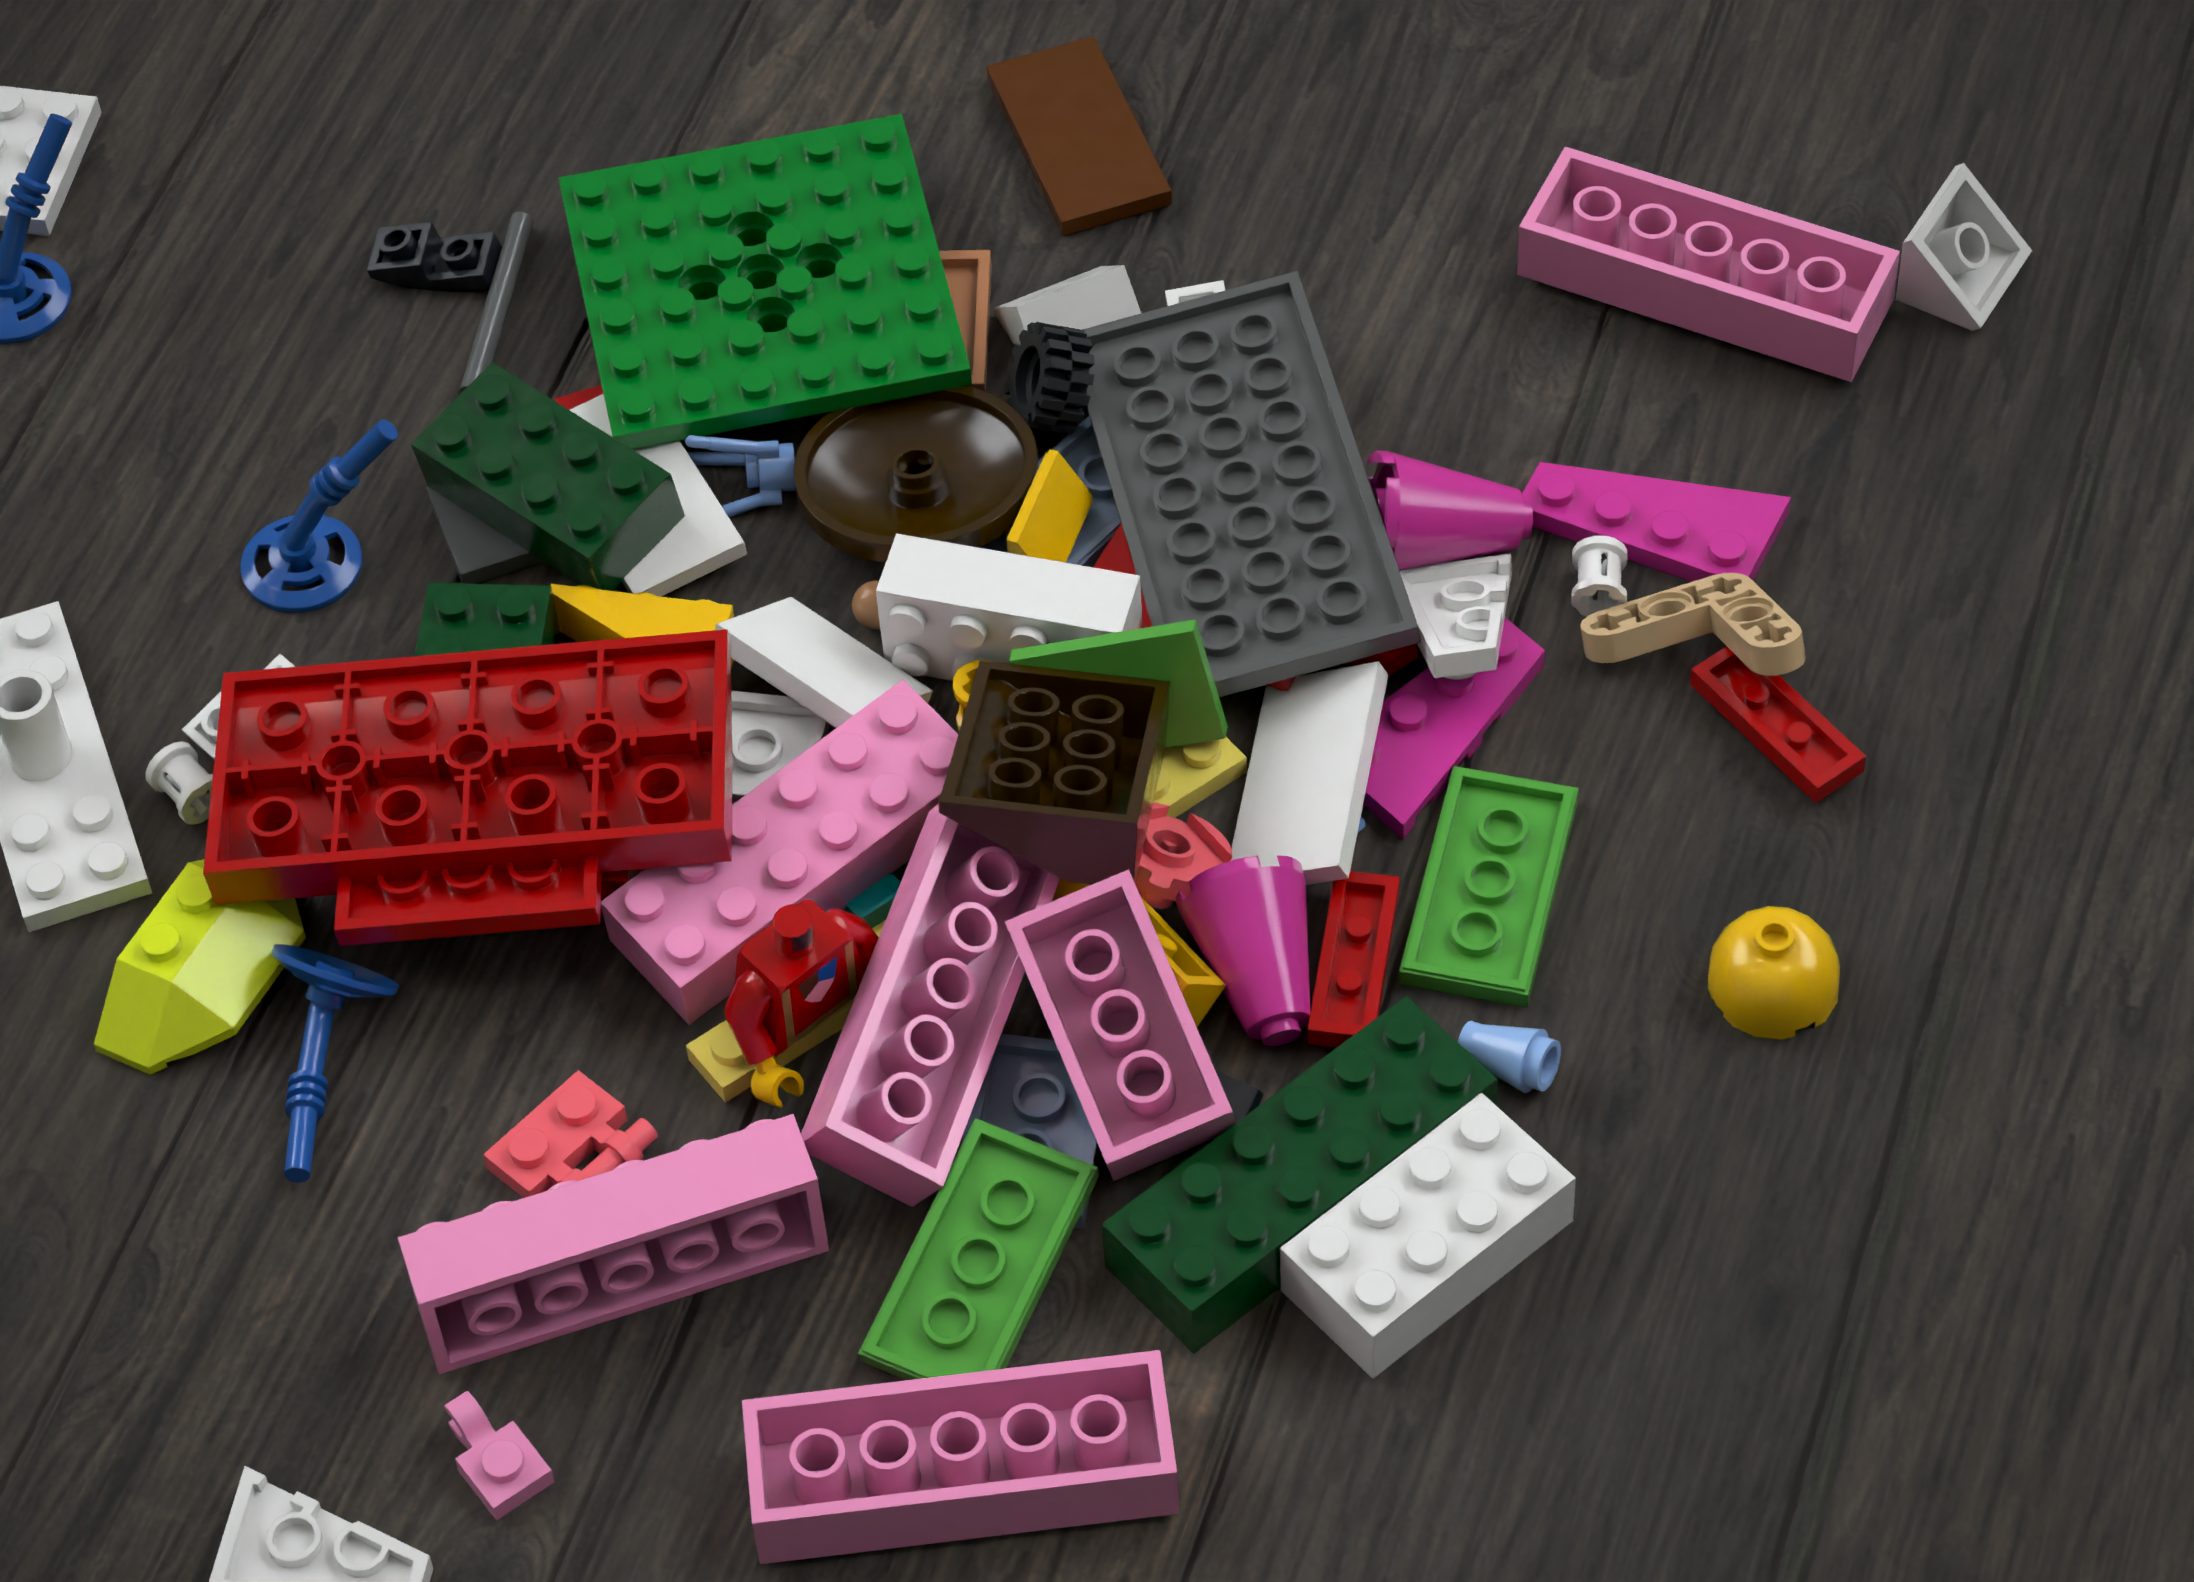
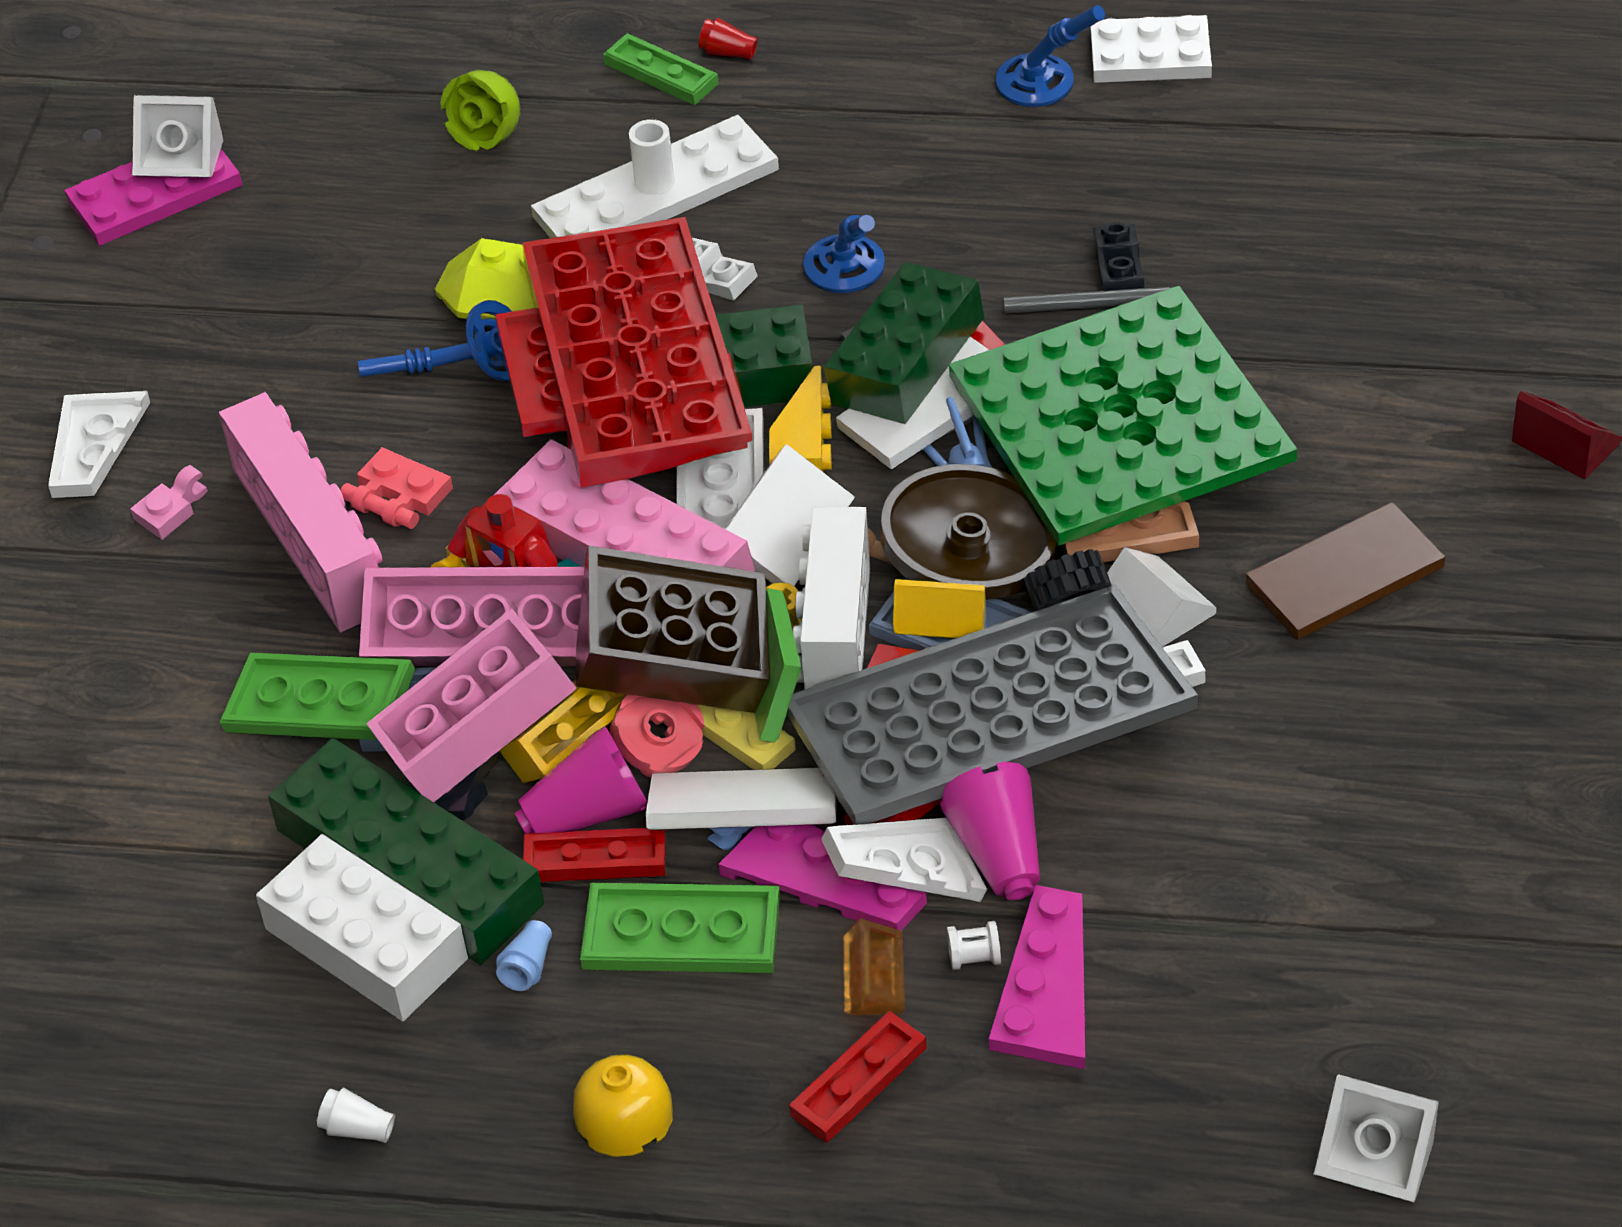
camera: 80 degrees right, 5 degrees down
(960, 1457) = (165, 712): bright pink brick -> none
(1603, 694) = (873, 969): none -> clear orange slope
(1708, 263) = (1302, 965): bright pink brick -> none
(1721, 604) = (958, 1022): tan beam -> none
(1742, 1277) = (353, 1117): none -> white cone

